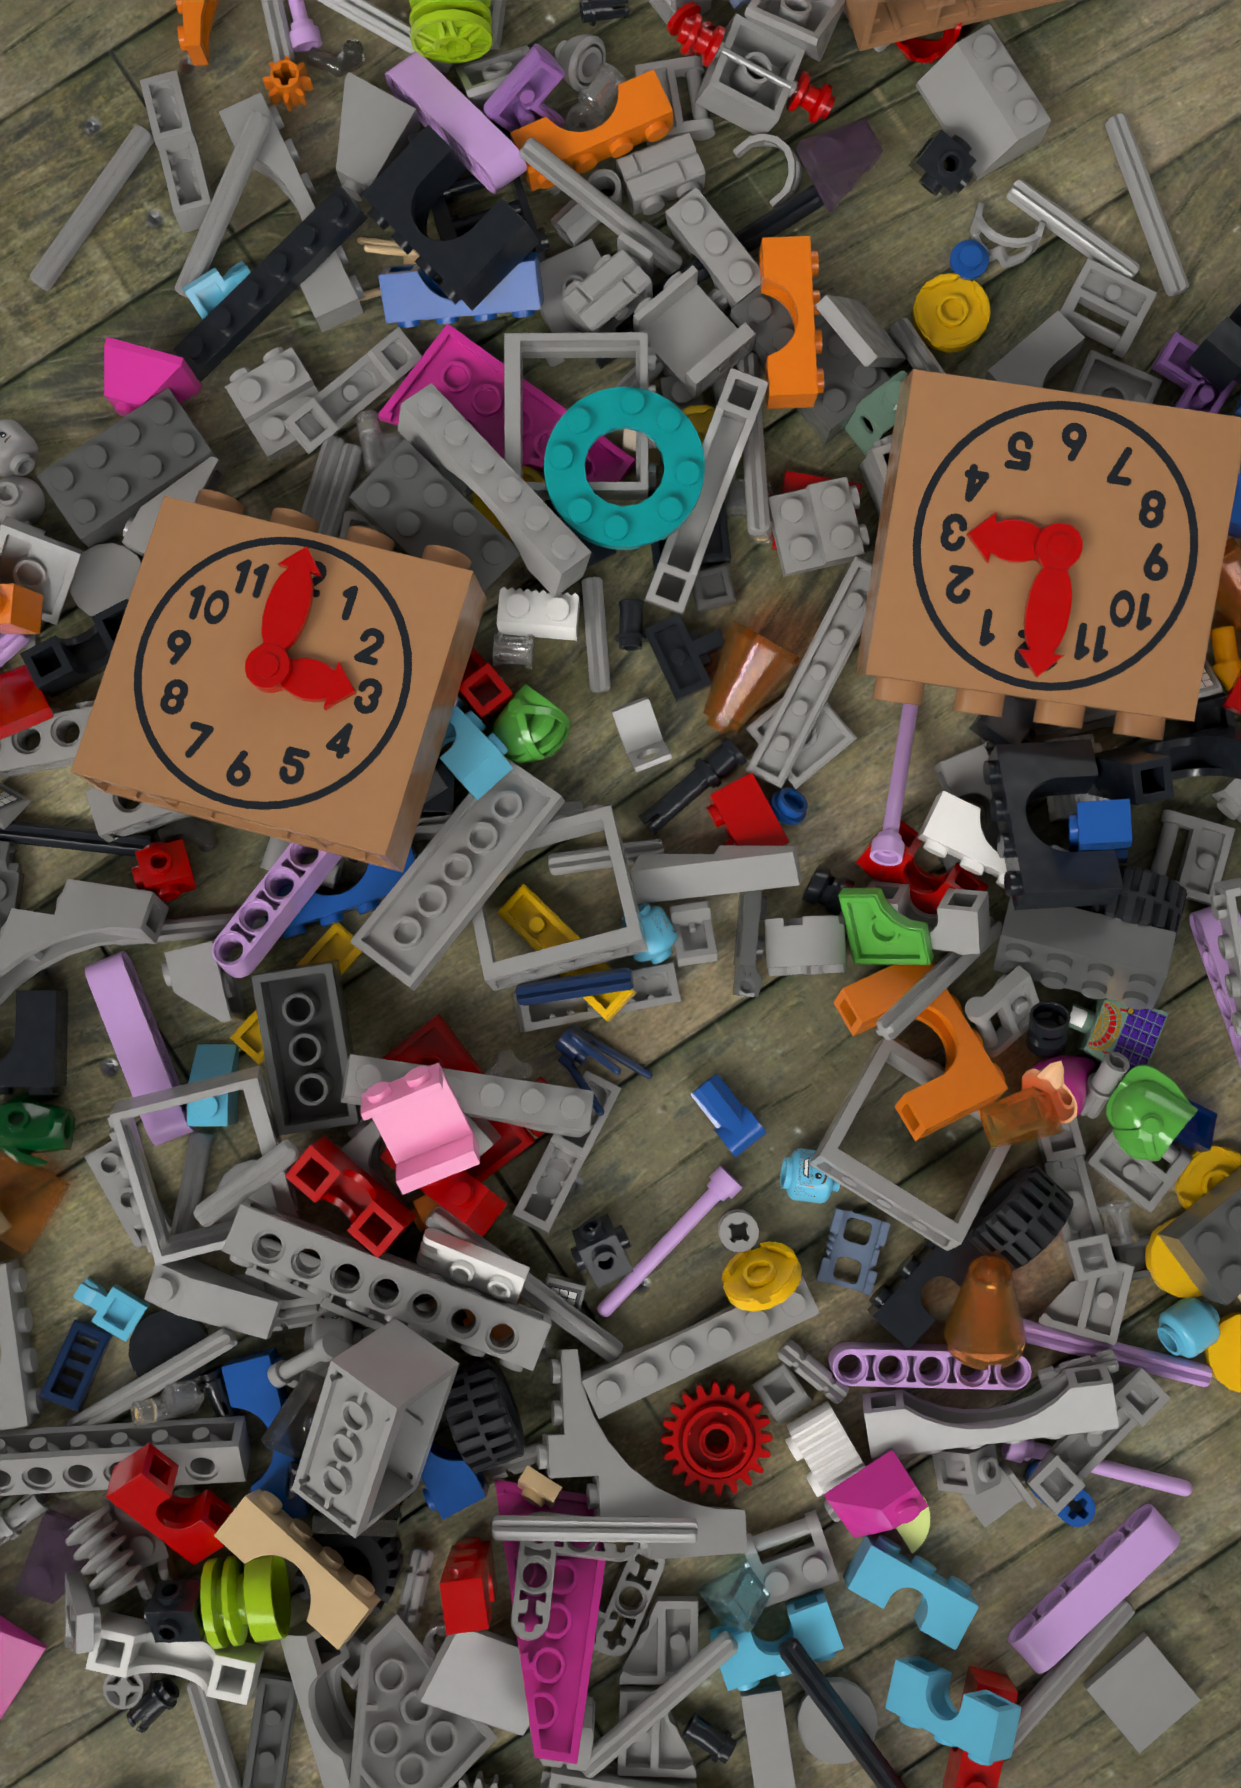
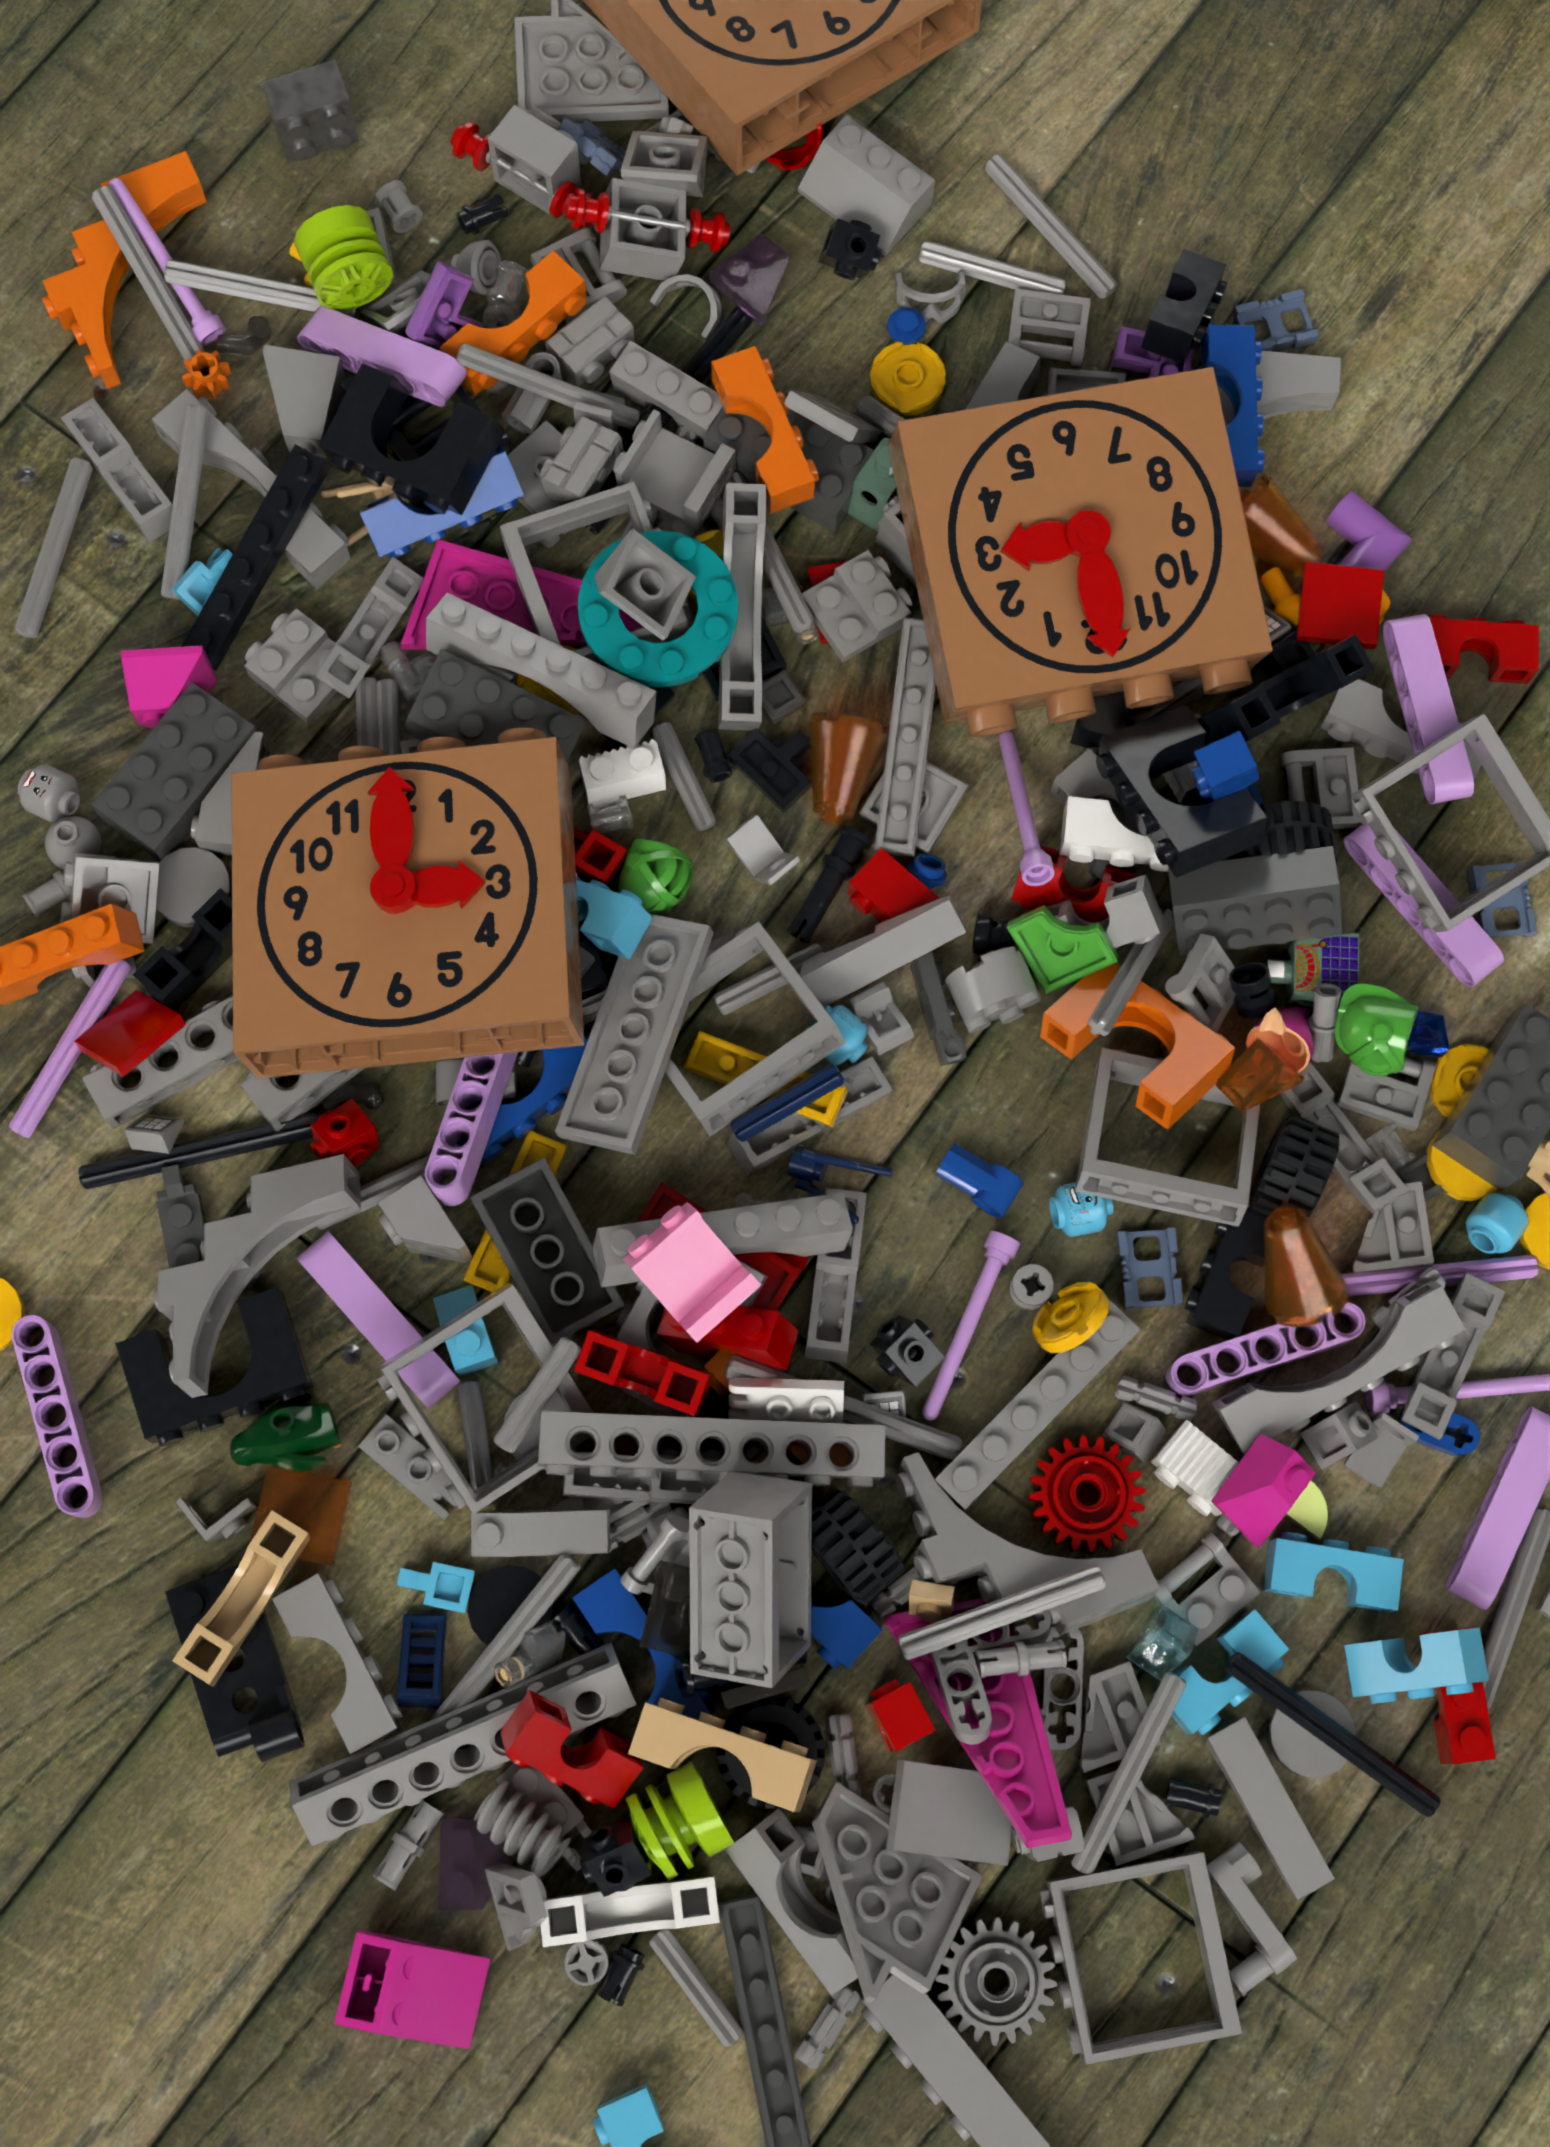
camera: 25 degrees left, 10 degrees down
(597, 1575) = (1021, 1658): none -> light grey pin
(615, 444) = (645, 583): none -> light grey slope

